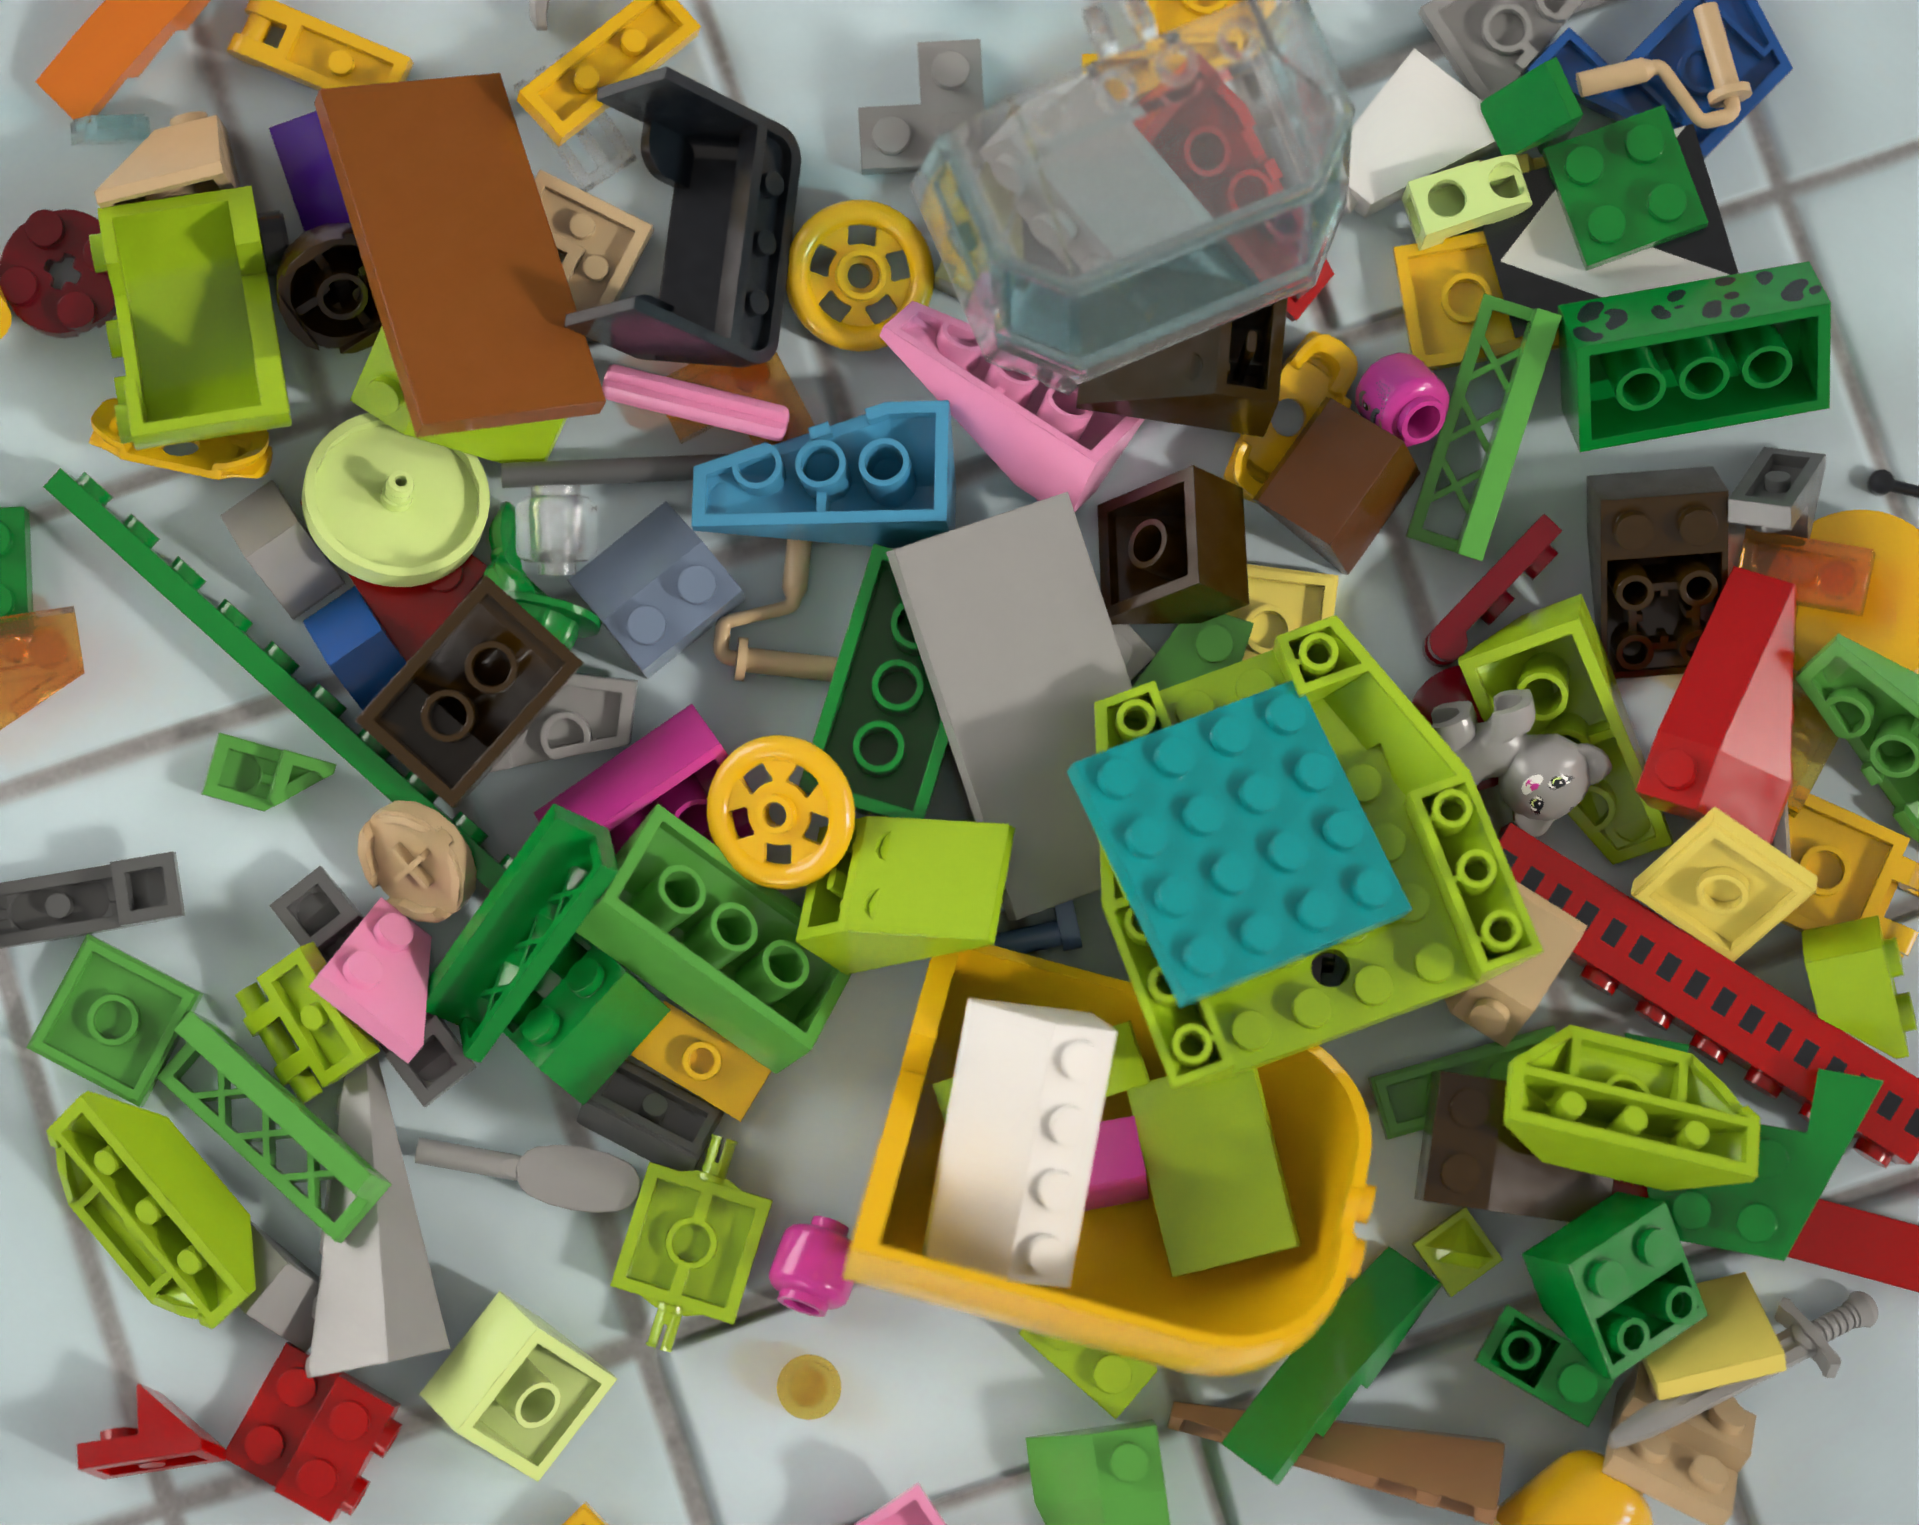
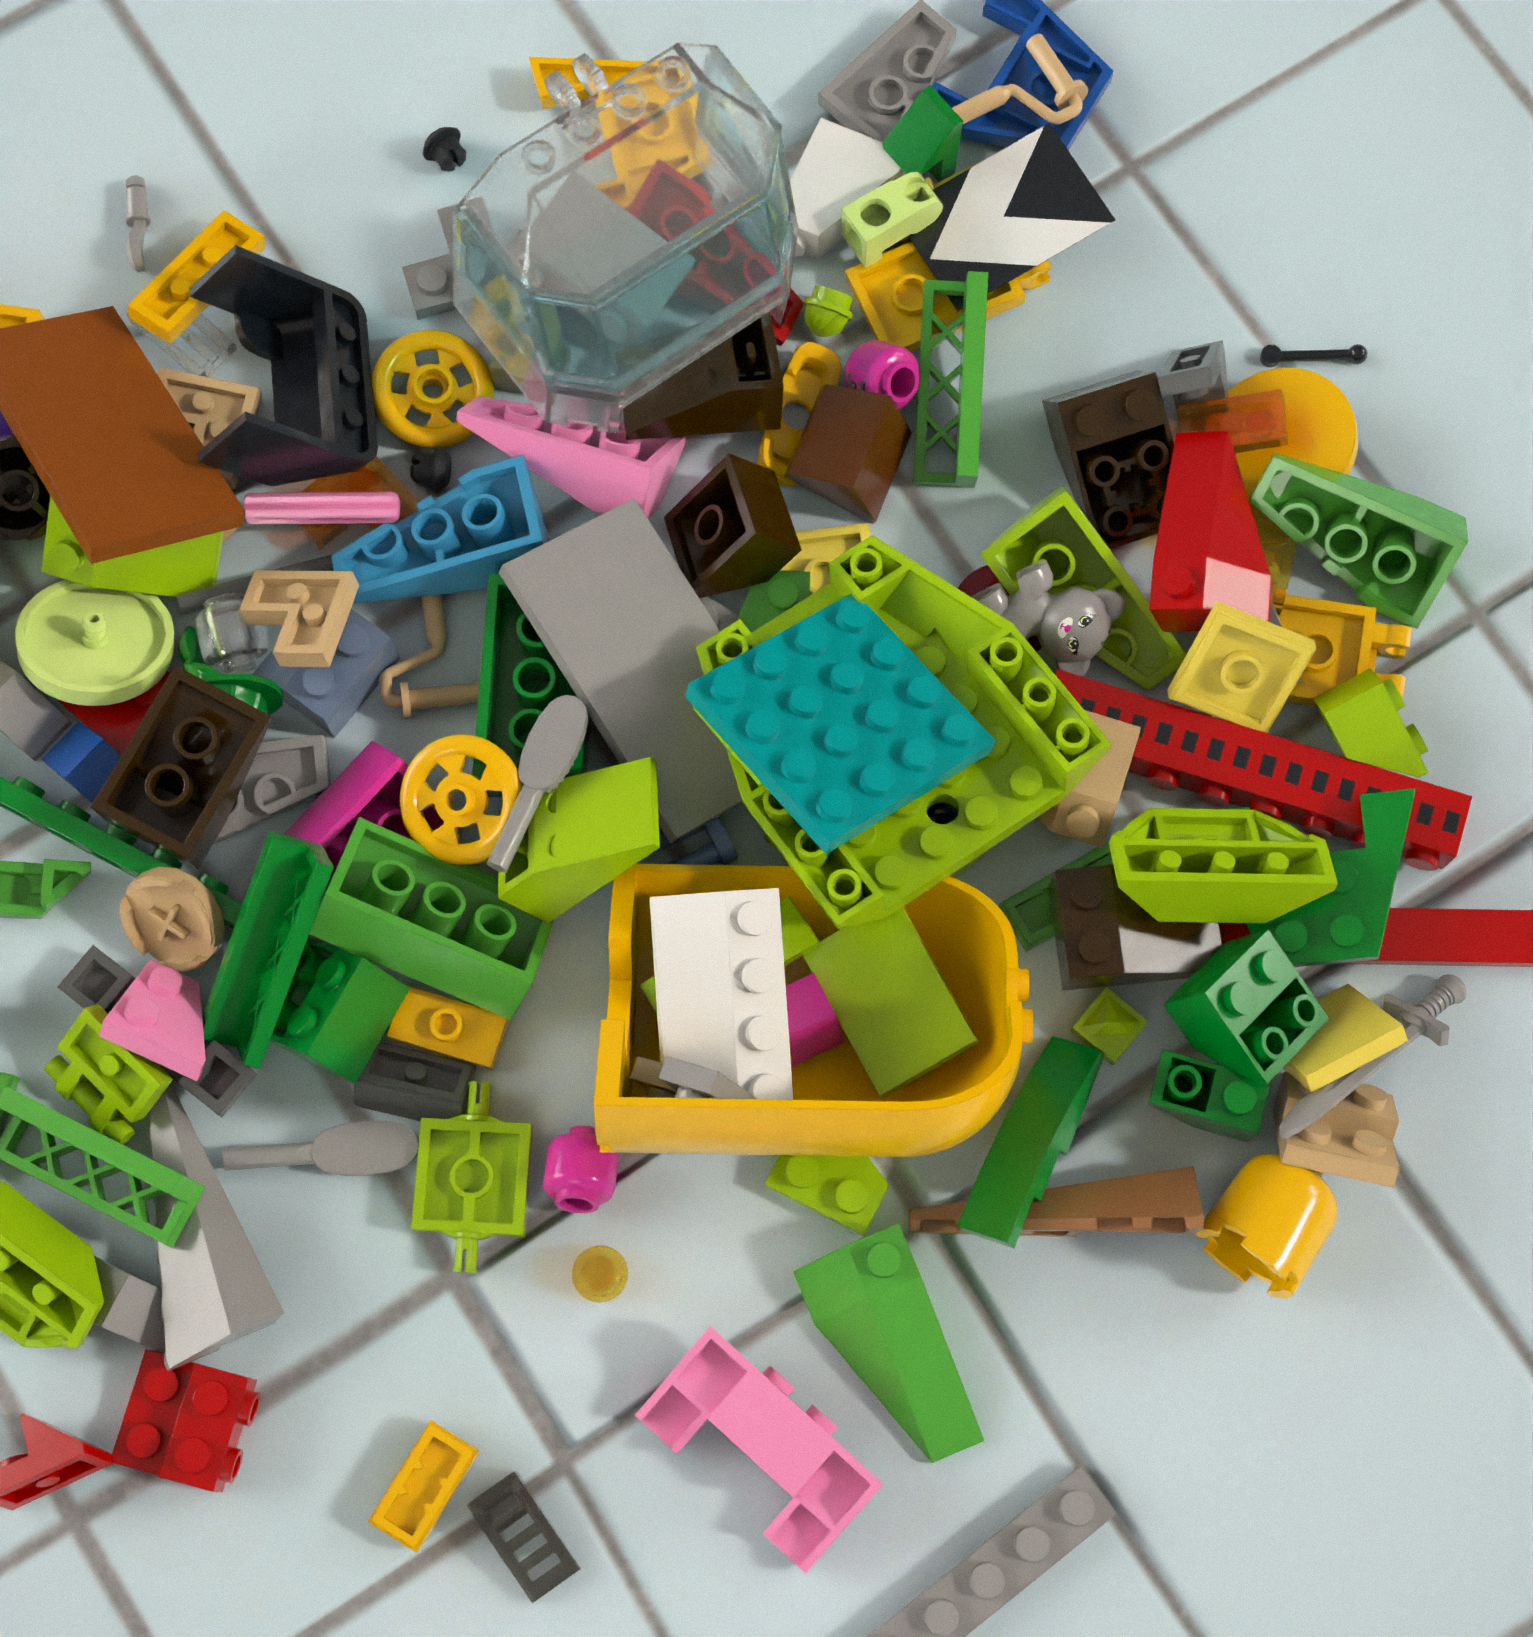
camera: 10 degrees left, 10 degrees down
(517, 1387) = (352, 1336): yellowish green slope -> none
(659, 535) = (309, 607): none -> tan plate
(838, 376) = (432, 468): none -> black piece
(885, 798) = (542, 766): none -> light grey piece
(966, 1242) = (684, 1080): none -> light grey plate
(1358, 296) = (827, 311): none -> lime plate
(1490, 594) = (991, 504): dark red plate -> none
(1624, 187) = (1010, 178): green plate -> none
(1695, 356) = (1100, 285): green brick -> none

